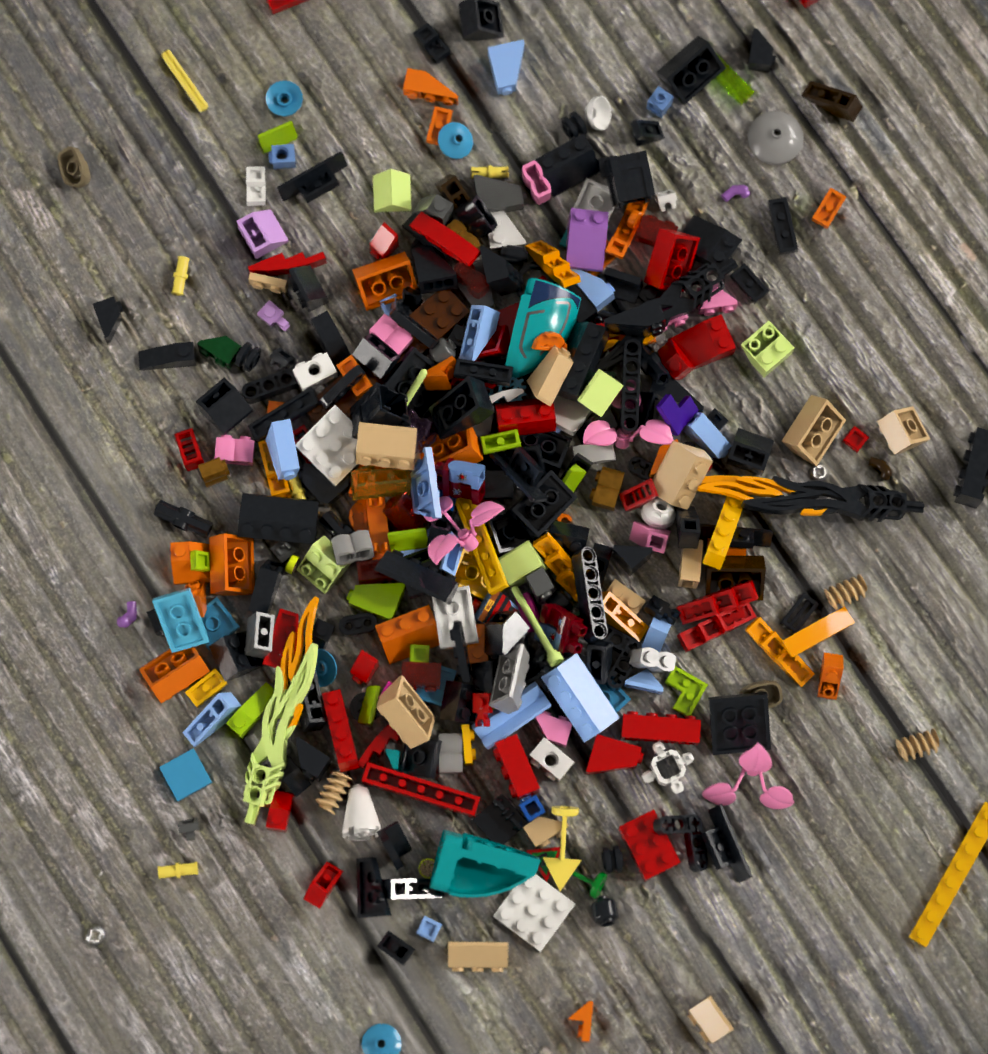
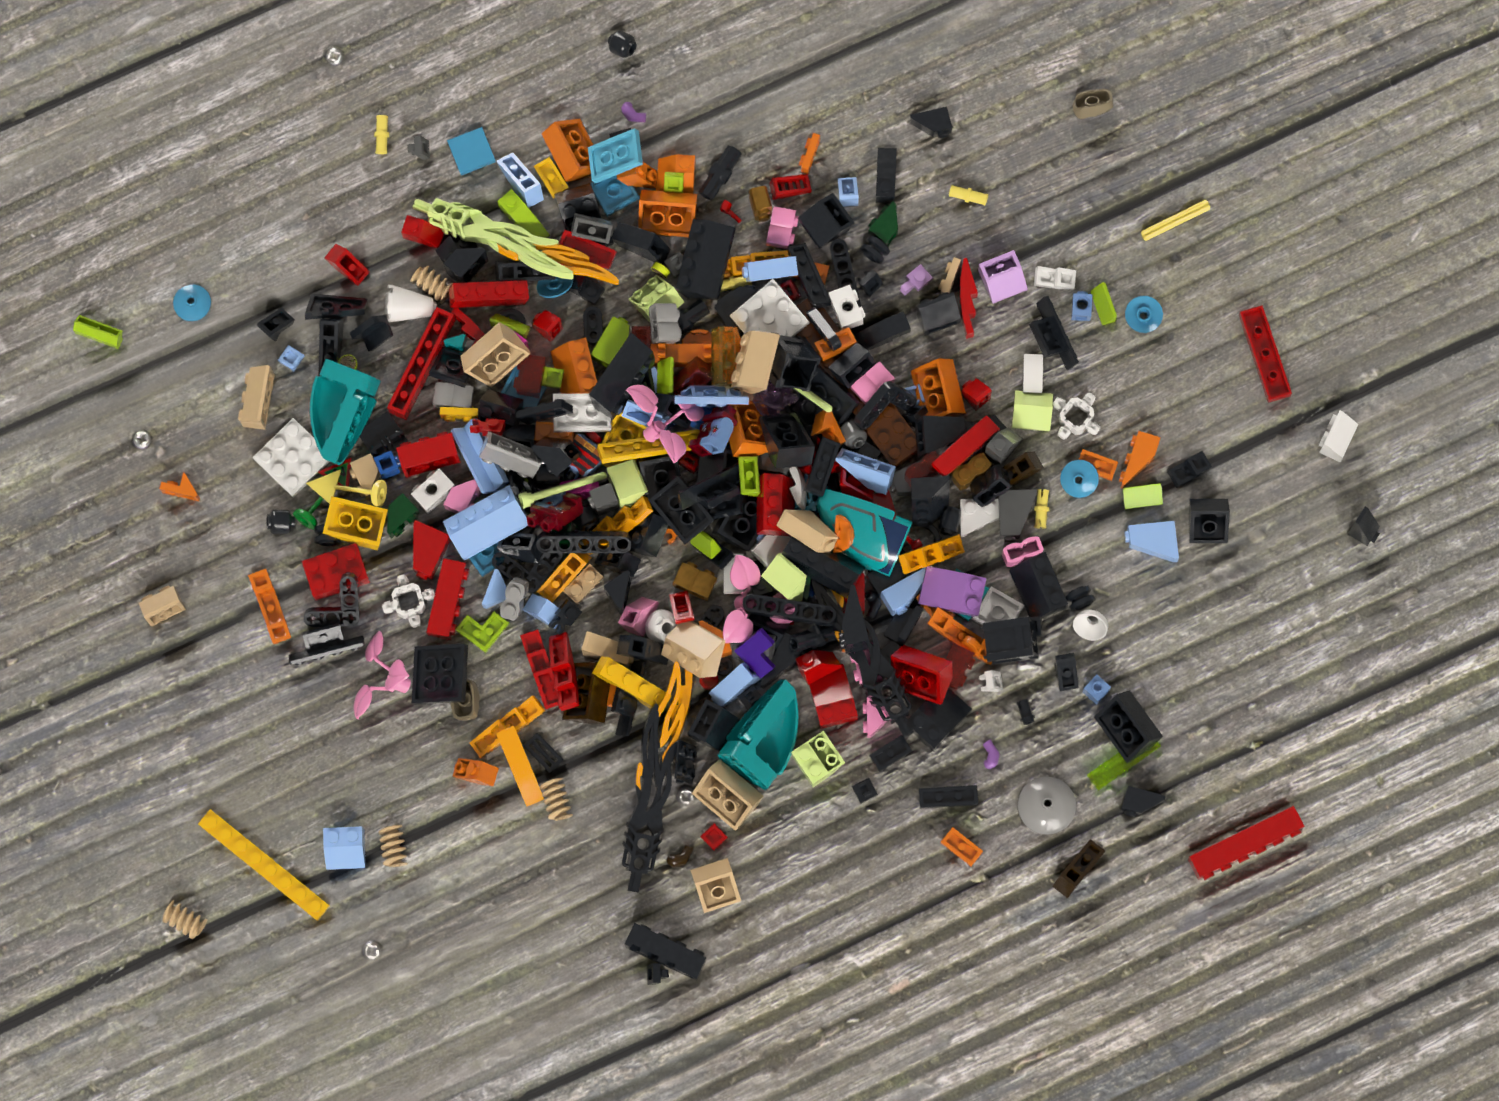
camera: 105 degrees right, 0 degrees up
(55, 635) = (622, 44): none -> black head
(160, 434) = (811, 146): none -> orange plate
(188, 390) = (848, 191): none -> light blue slope
(217, 509) = (725, 208): none -> red hand
(355, 194) = (1033, 373): none -> white slope
(401, 139) = (1068, 427): none -> white piece
(464, 82) = (1142, 496): none -> lime slope
(581, 790) = (400, 513): none -> dark green slope
(598, 829) = (355, 522): none -> yellow slope
(689, 165) = (1025, 712): none -> black pin
(694, 907) = (270, 606): none -> orange slope
(753, 401) = (764, 736): none -> teal panel
(788, 304) = (864, 790): none -> black tile
(798, 471) = (685, 759): none -> black hinge
(925, 794) = (344, 847): none -> light blue slope

